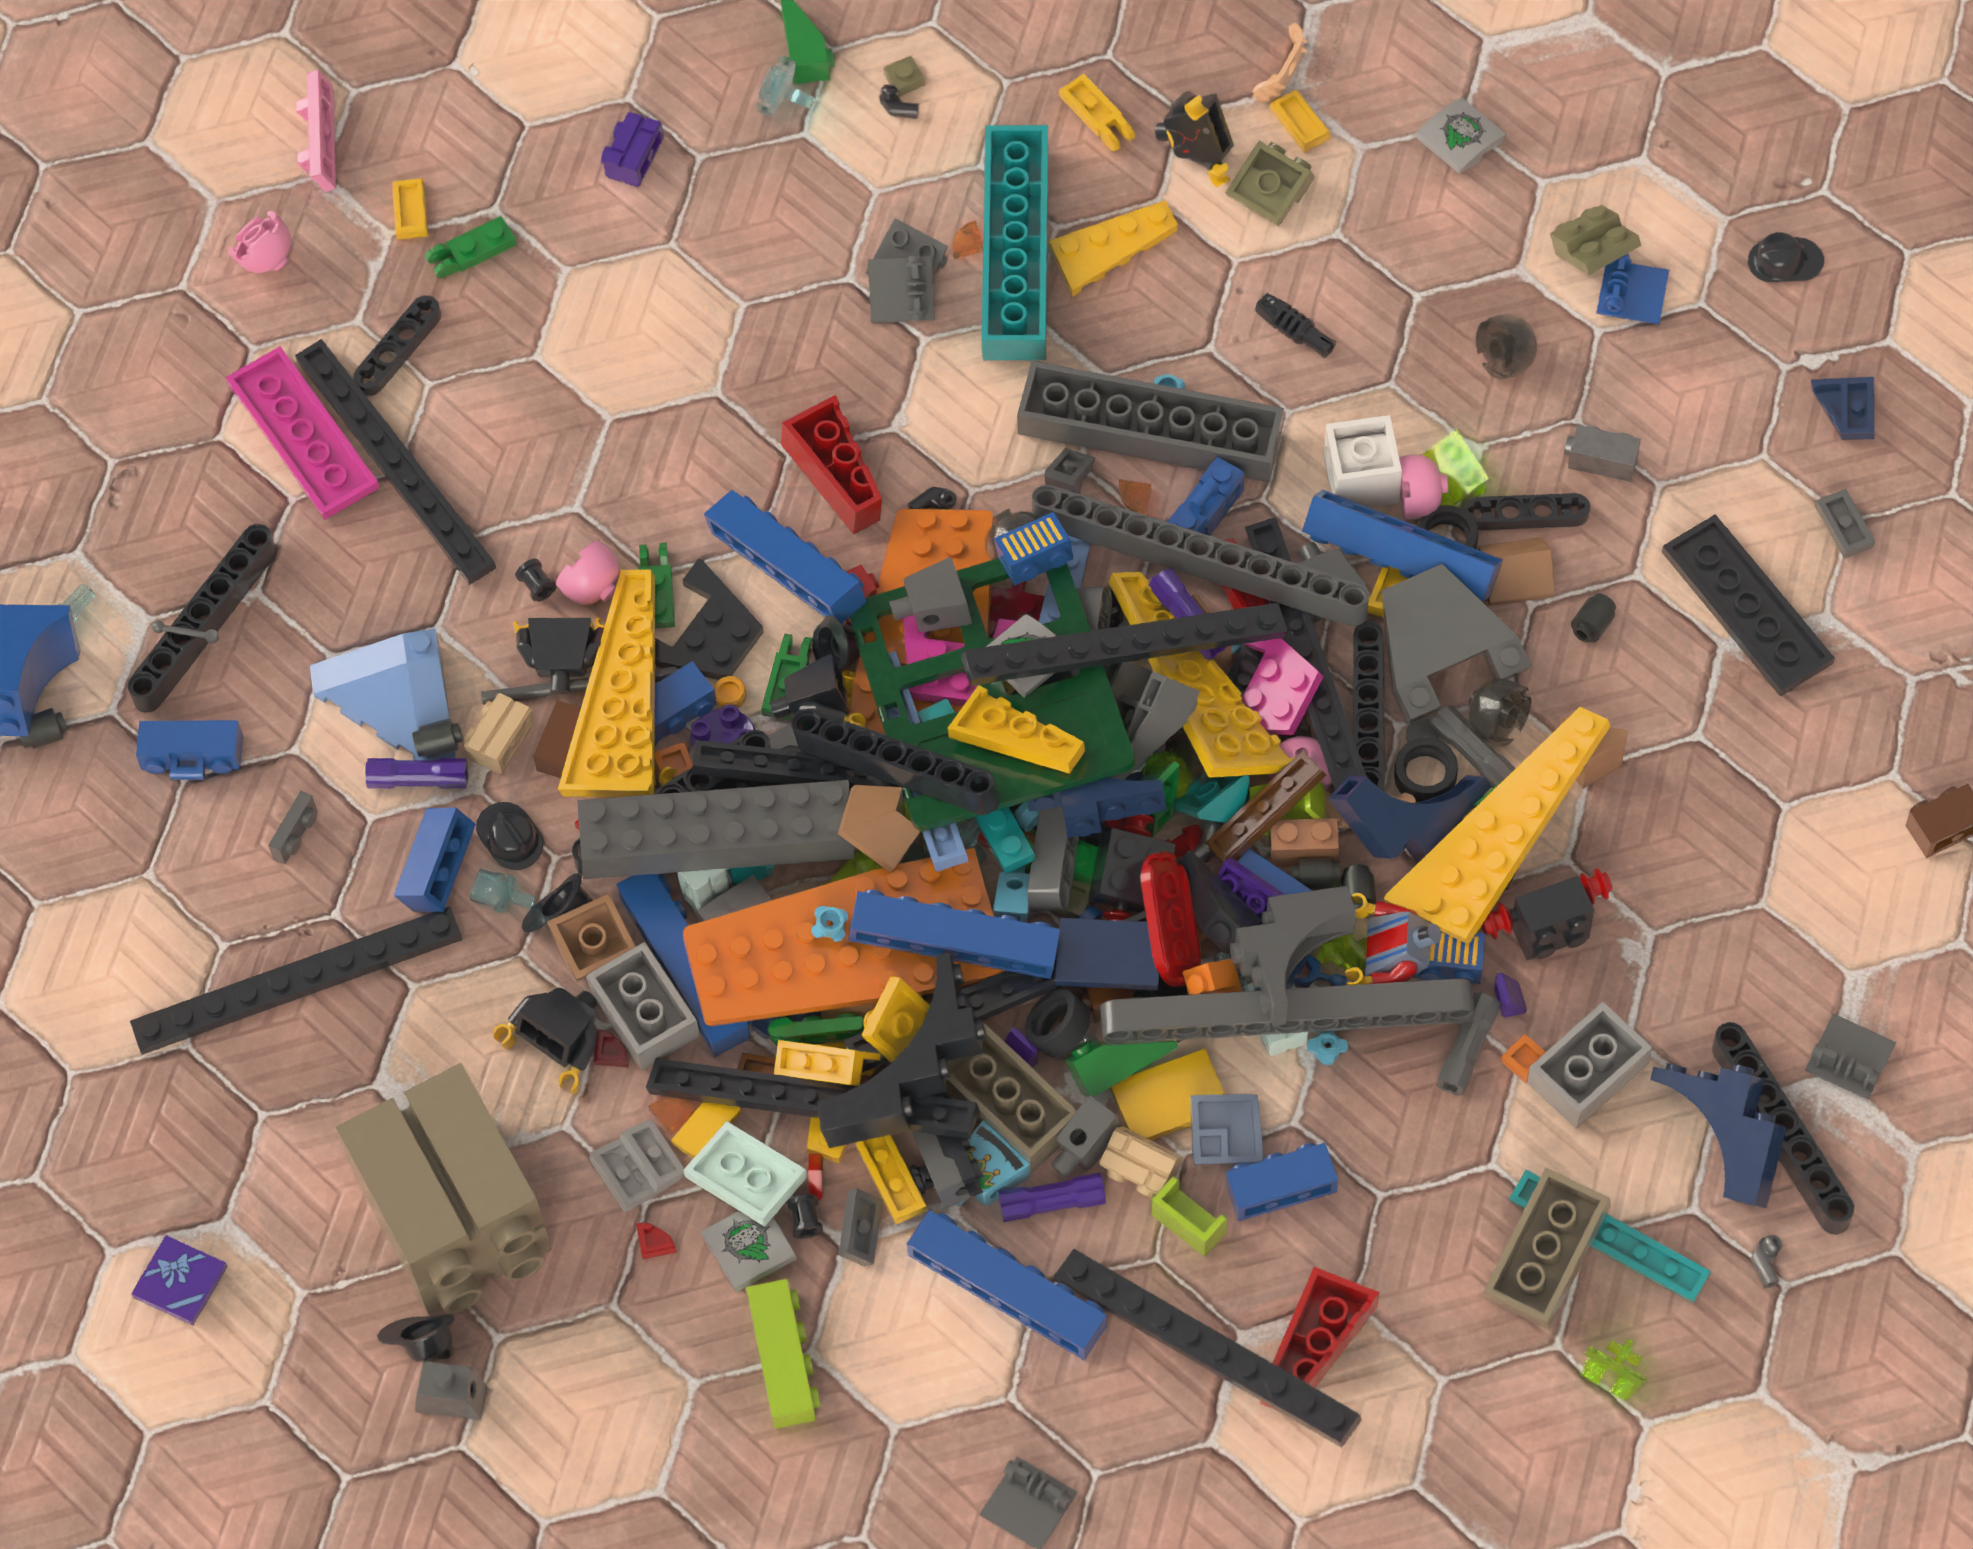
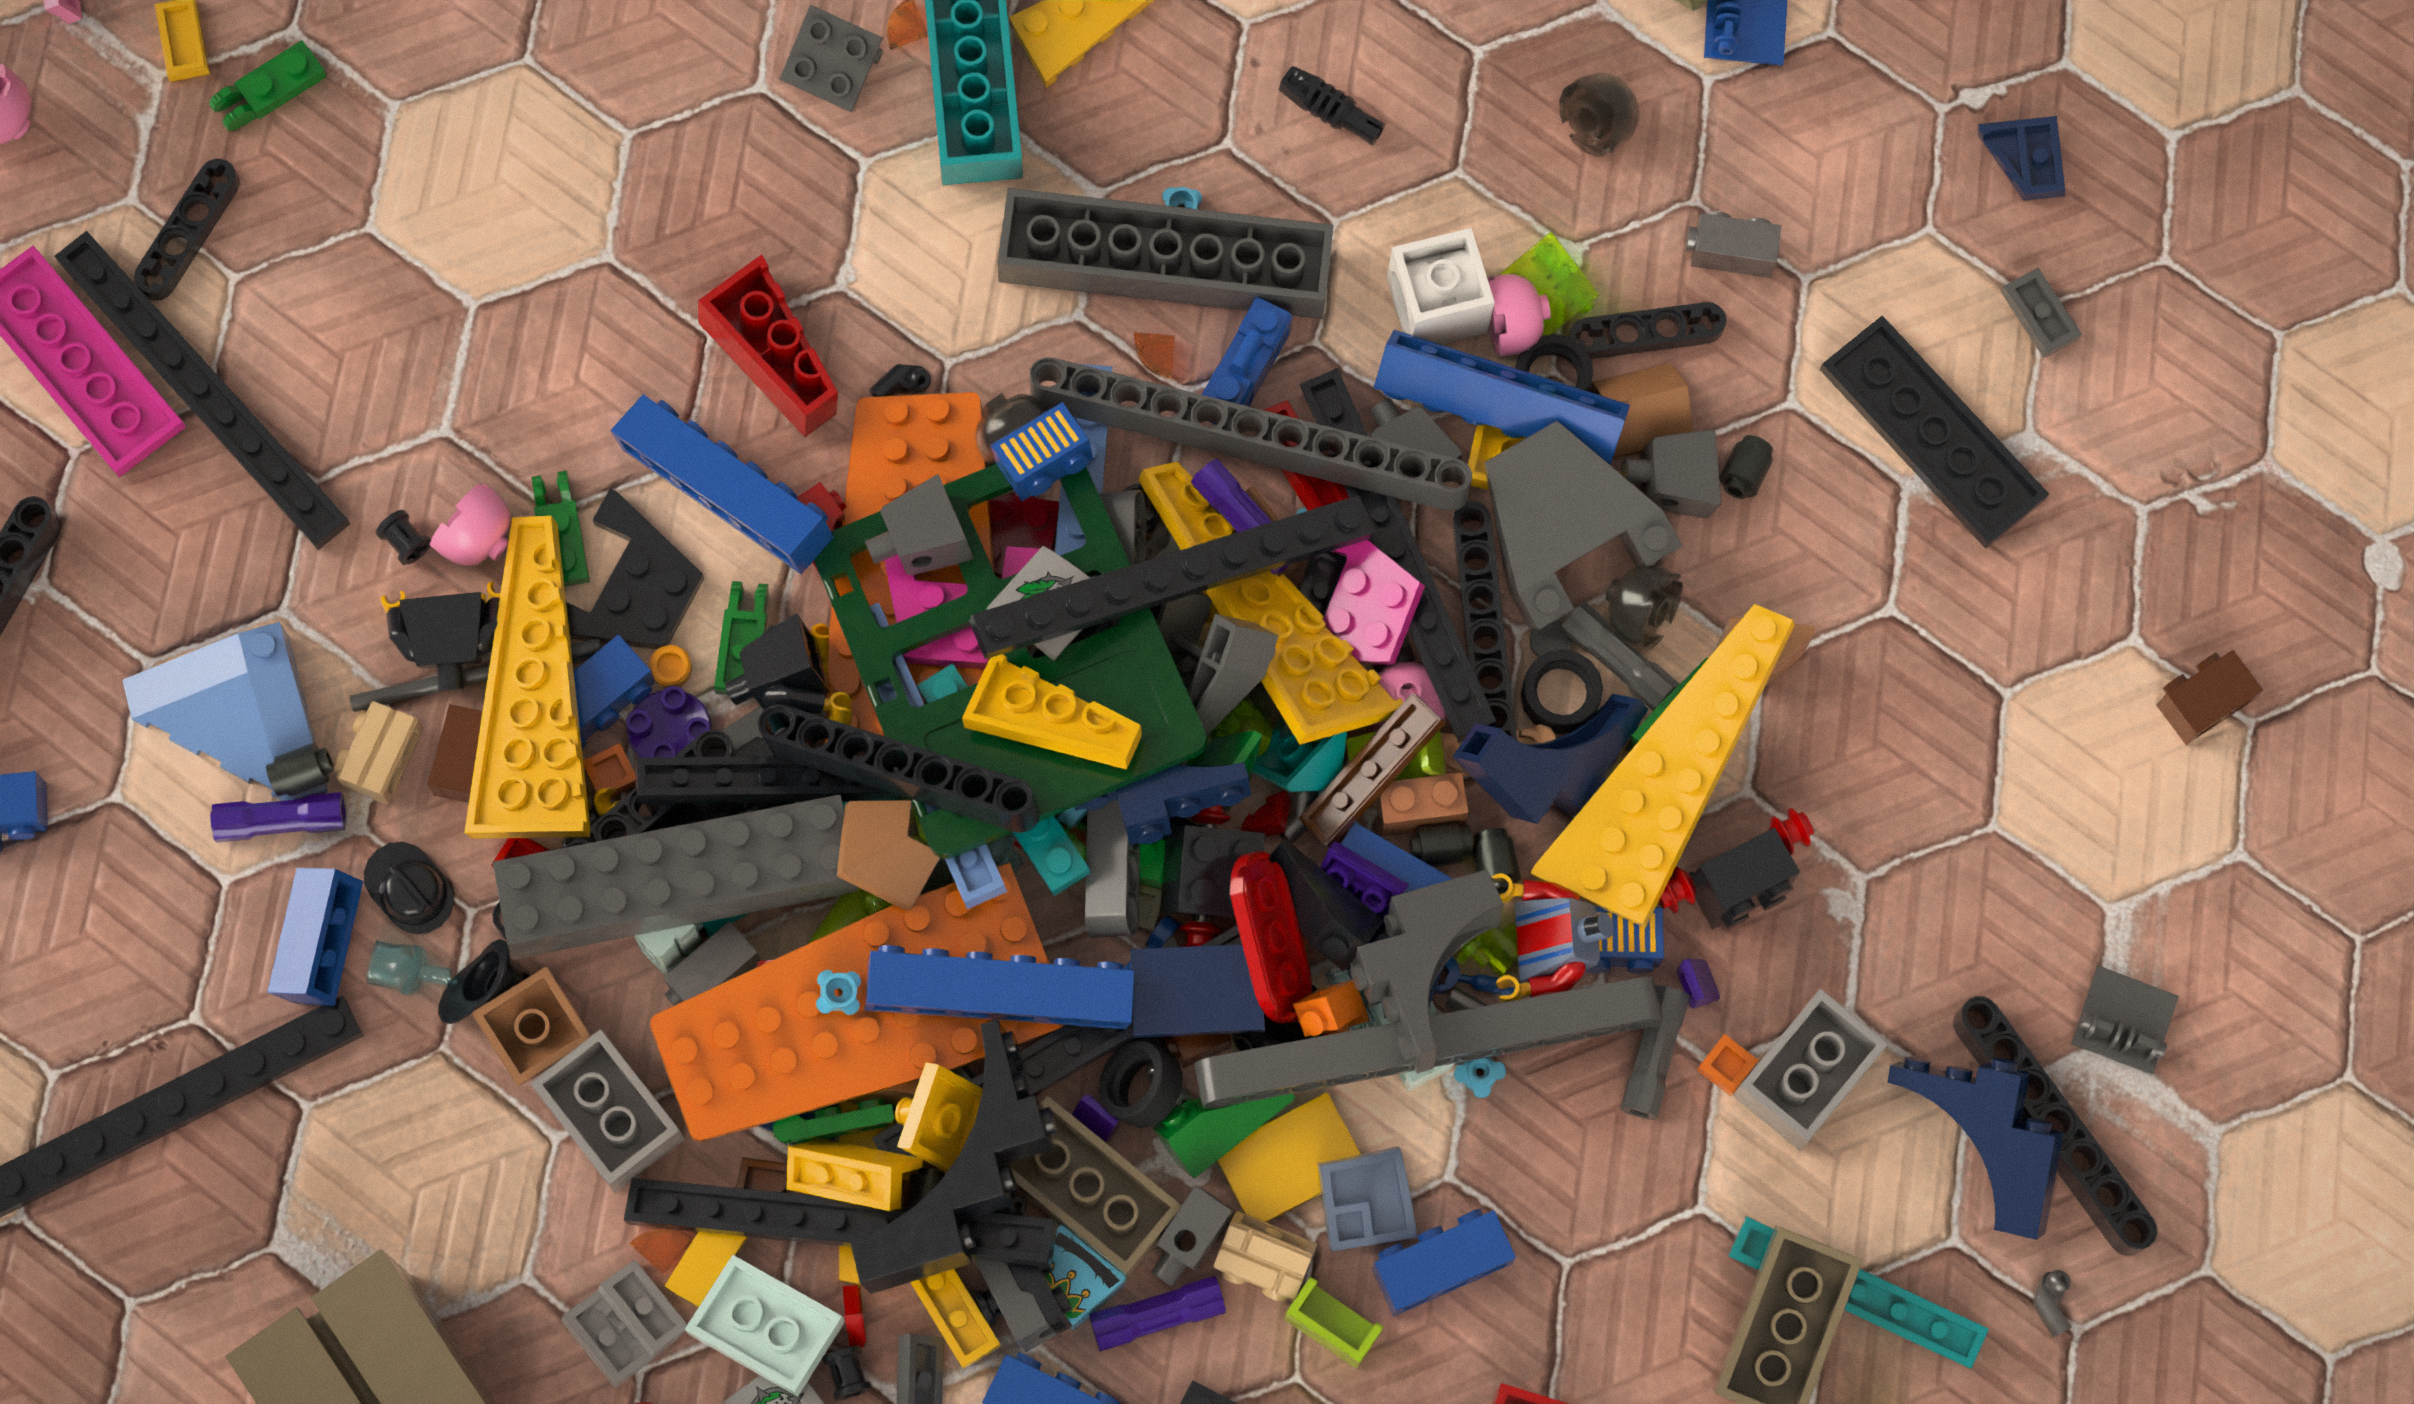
camera: 15 degrees left, 10 degrees up
(289, 834) = (120, 920): dark grey plate -> none
(556, 1026) = (501, 1150): black torso -> none
(610, 1051) = (571, 1170): dark red tile -> none
(662, 928) = (627, 1008): blue brick -> none
(835, 639) = (798, 593): black piece -> none
(901, 289) = (828, 100): dark grey hinge -> none
(1012, 895) = (1065, 925): medium azure torso -> none
(1069, 470) = (1069, 330): dark grey slope -> none
(1538, 616) = (1679, 473): none -> dark grey torso

